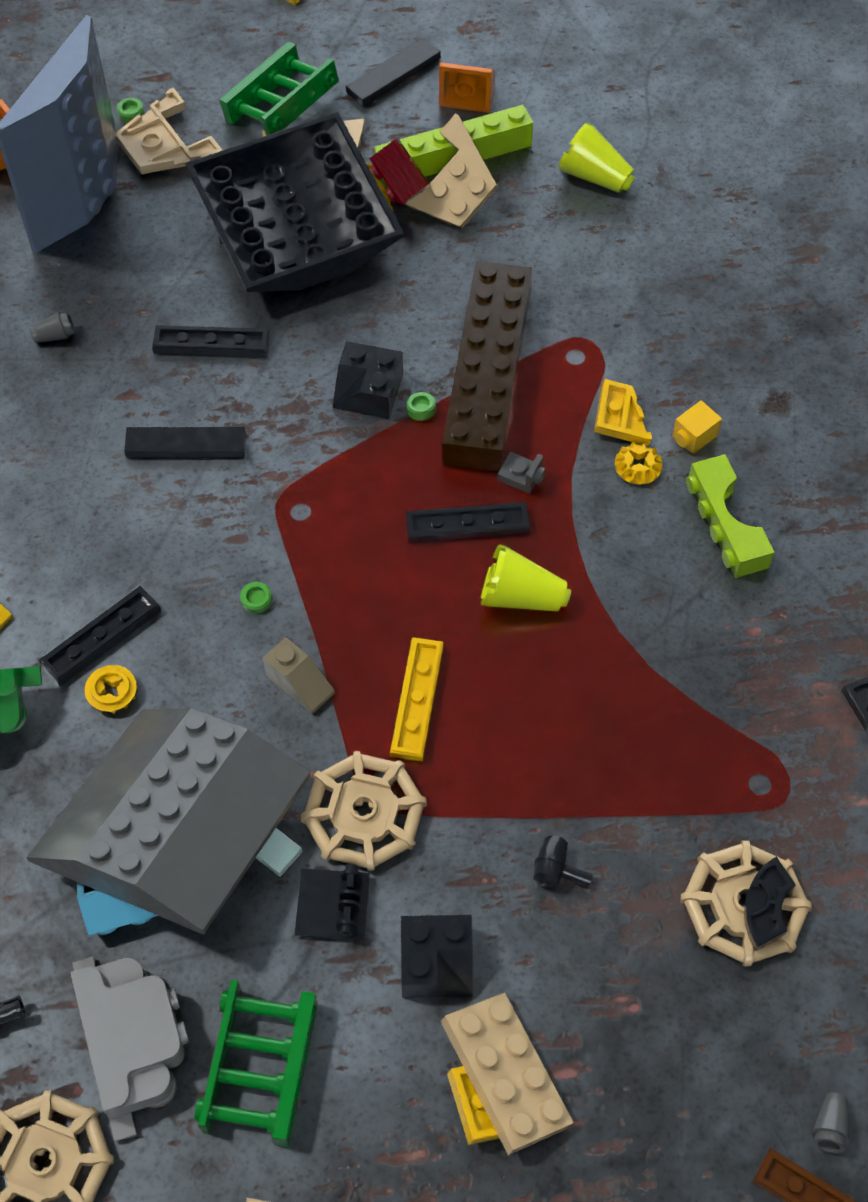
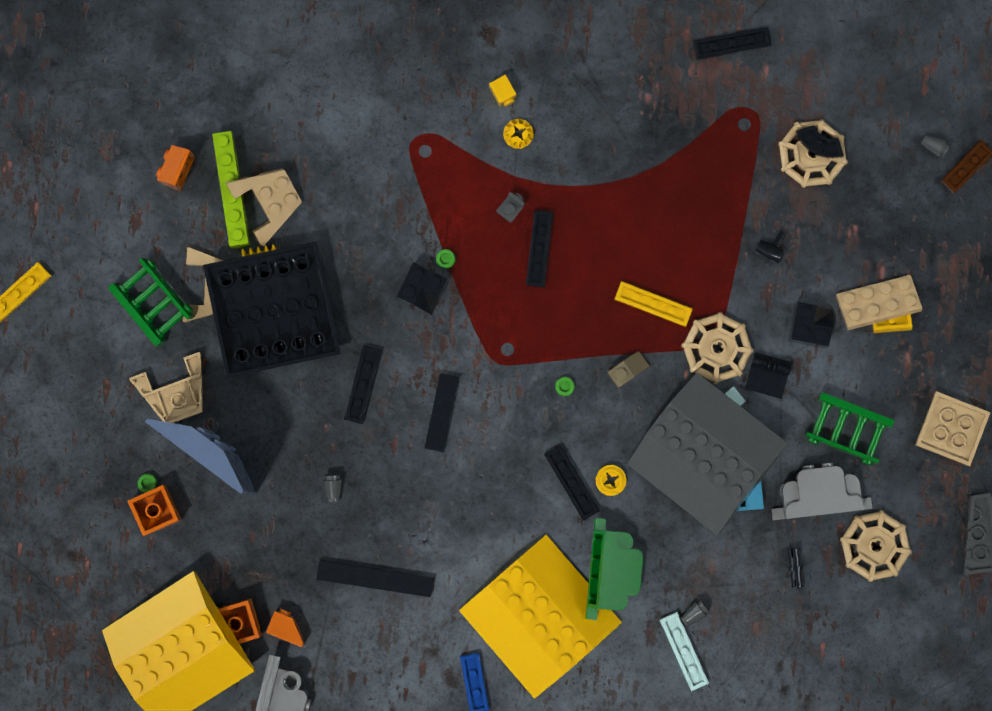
camera: 75 degrees left, 25 degrees up
(129, 109) = (138, 412): bright green tile -> none
(393, 71) = (142, 216): tile -> none
(399, 172) = (261, 233): dark red brick -> none
(487, 367) = (426, 209): dark brown brick -> none
(522, 584) = (596, 227): neon yellow cone -> none
(596, 161) = (270, 95): neon yellow cone -> none
(620, 414) = (480, 135): yellow wing -> none
(742, 546) = (547, 93): lime arch -> none

